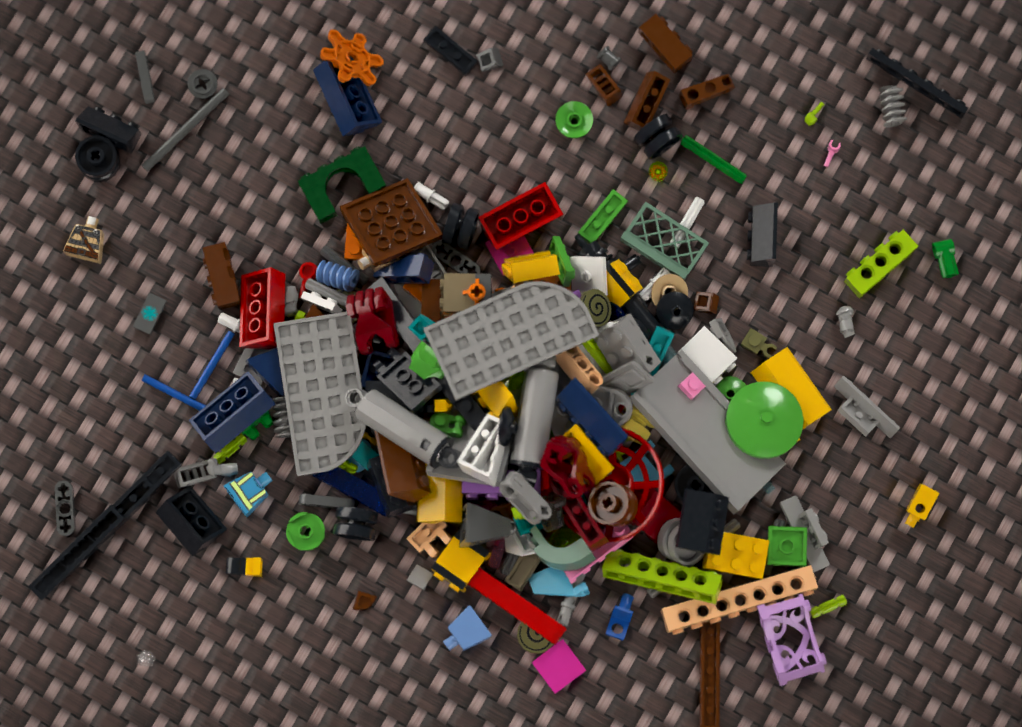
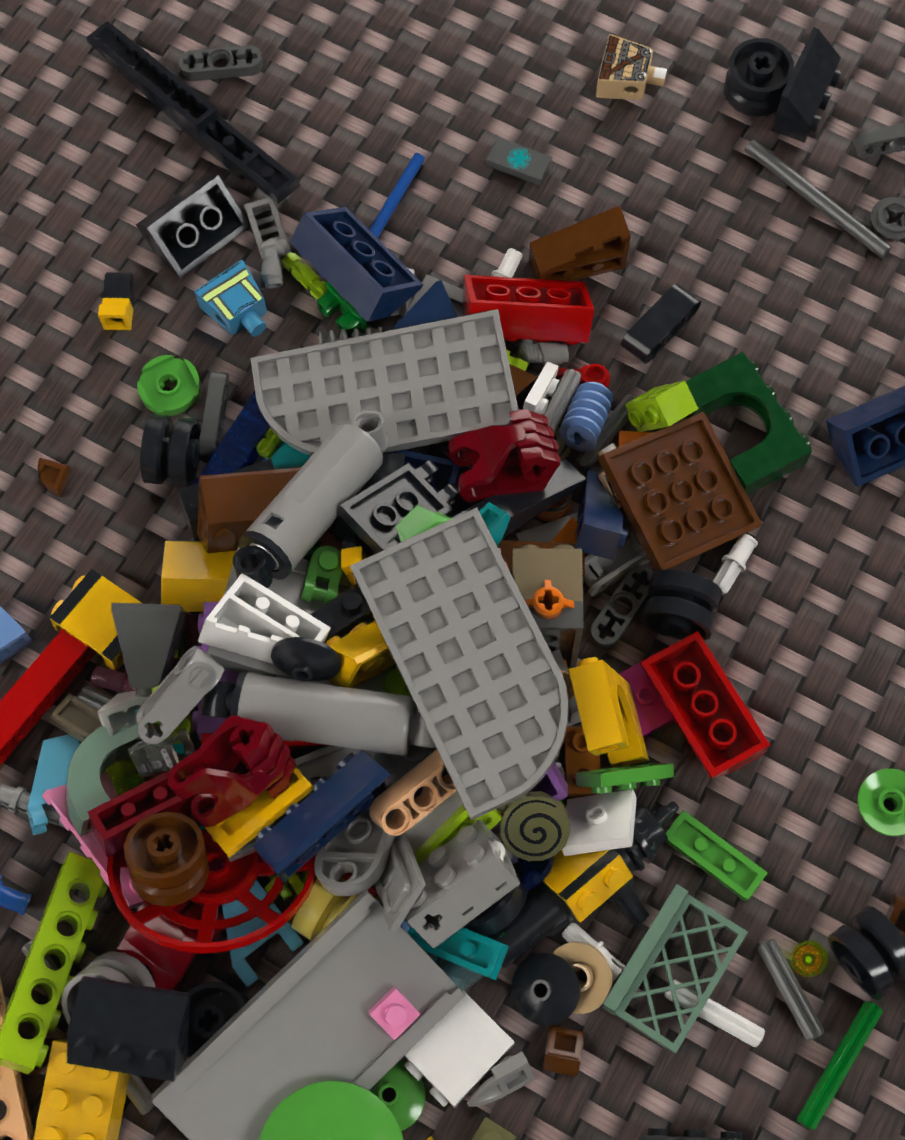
camera: 90 degrees right, 10 degrees down
(212, 364) = (438, 247): blue piece -> none
(272, 229) = (661, 323): none -> black beam
(335, 231) = (661, 406): none -> lime brick
(420, 577) = (82, 557): light grey slope -> none
(425, 534) = (142, 560): light nougat plate -> none
(674, 182) = (790, 989): none -> dark grey axle

